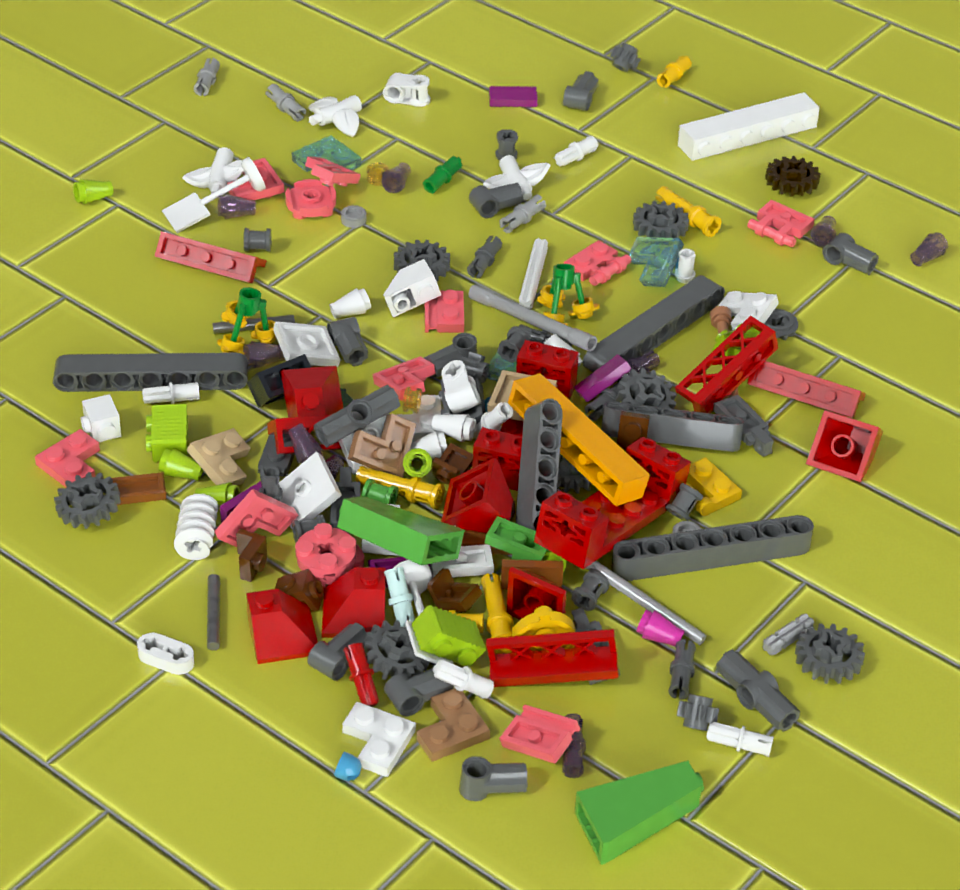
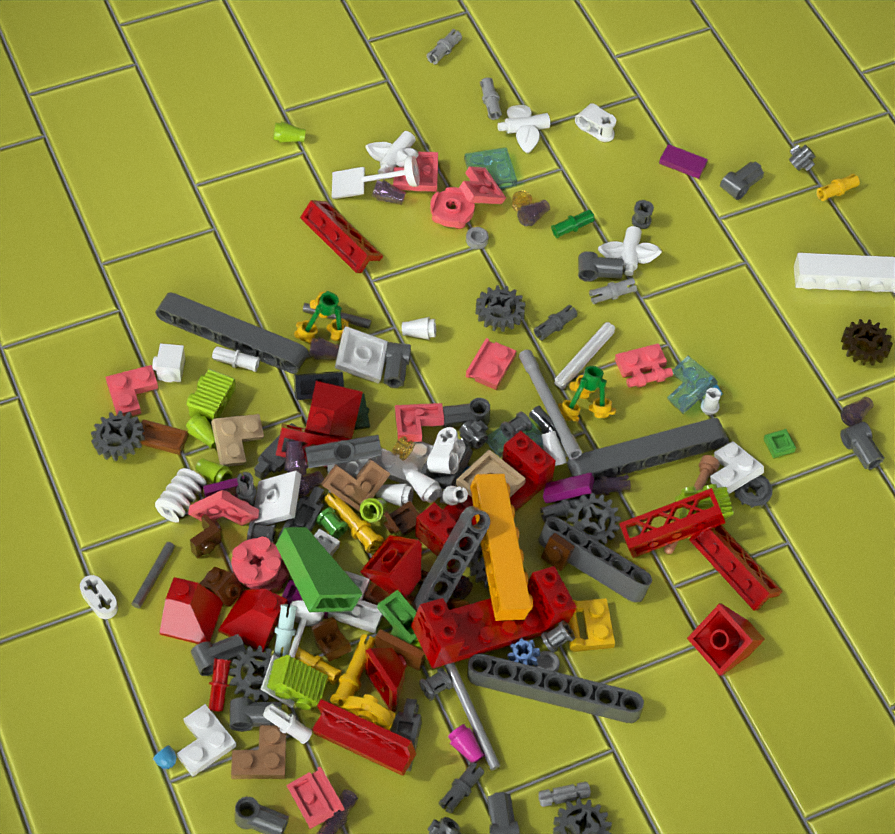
camera: 25 degrees right, 15 degrees up
(257, 239) = (385, 234): dark grey bush -> none
(411, 288) = (472, 334): white slope -> none
(576, 151) = (698, 242): white axle -> none
(660, 220) = (721, 346): dark grey gear -> none
(660, 525) = (522, 648): none -> medium blue gear
(697, 215) = (756, 350): yellow pin -> none
(755, 428) = (661, 590): dark grey hinge -> none
(772, 280) = (779, 443): none -> bright green tile
(783, 218) = (830, 385): coral plate -> none

